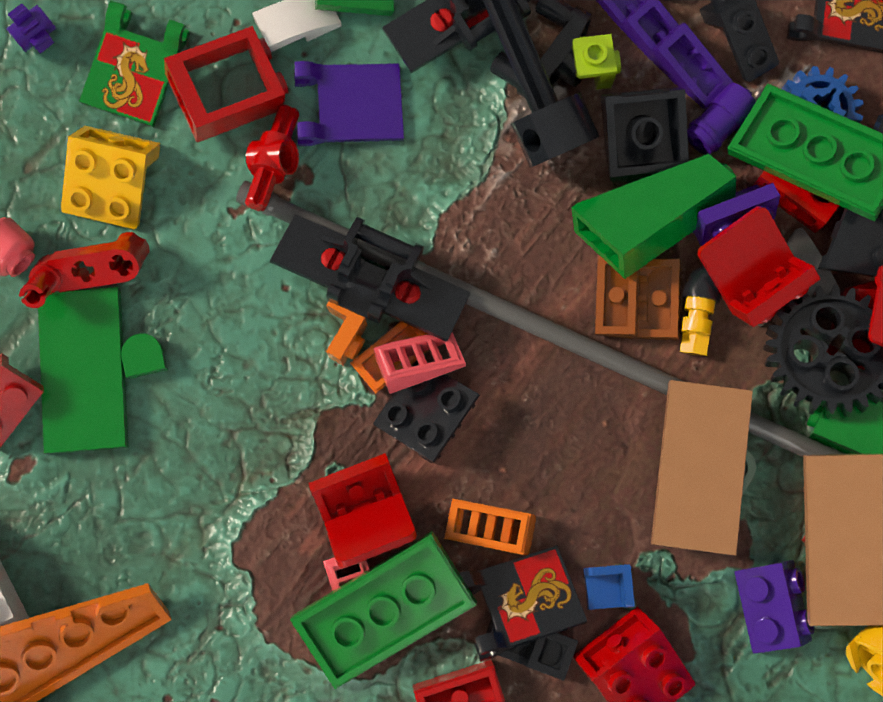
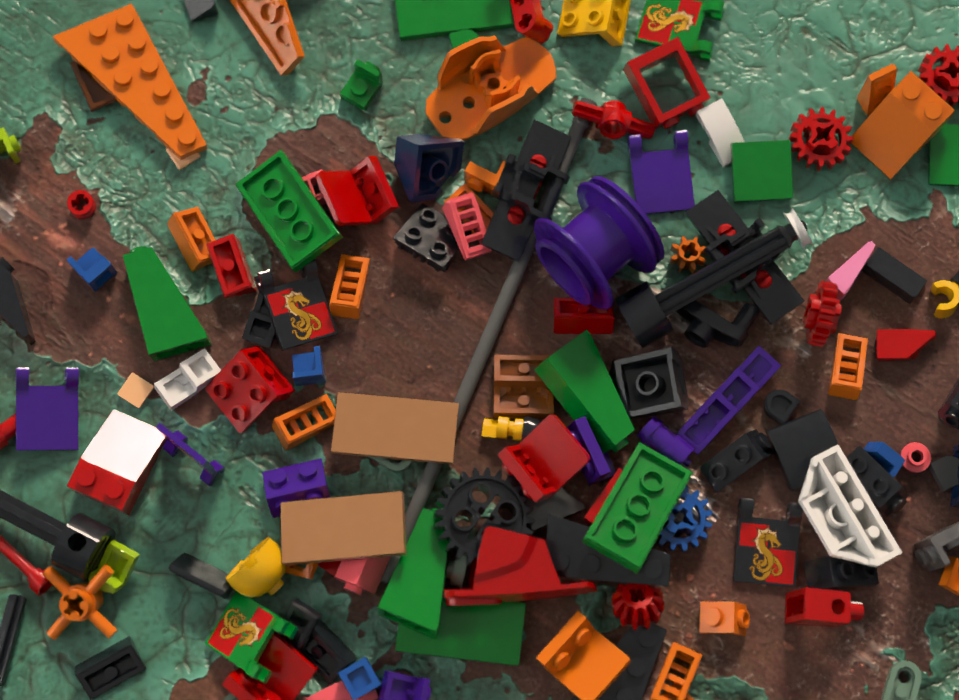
camera: 90 degrees right, 5 degrees down
(194, 502) = (362, 85): none -> green bracket
(206, 310) = (492, 79): none -> orange piece
(318, 417) = (426, 164): none -> dark blue slope
(462, 64) = (695, 258): none -> orange gear
(463, 177) = (598, 243): none -> dark purple wheel
(541, 215) = (575, 318): none -> red slope
(596, 58) = (704, 346): lime bracket -> none
(703, 599) = (300, 413): none -> orange slope

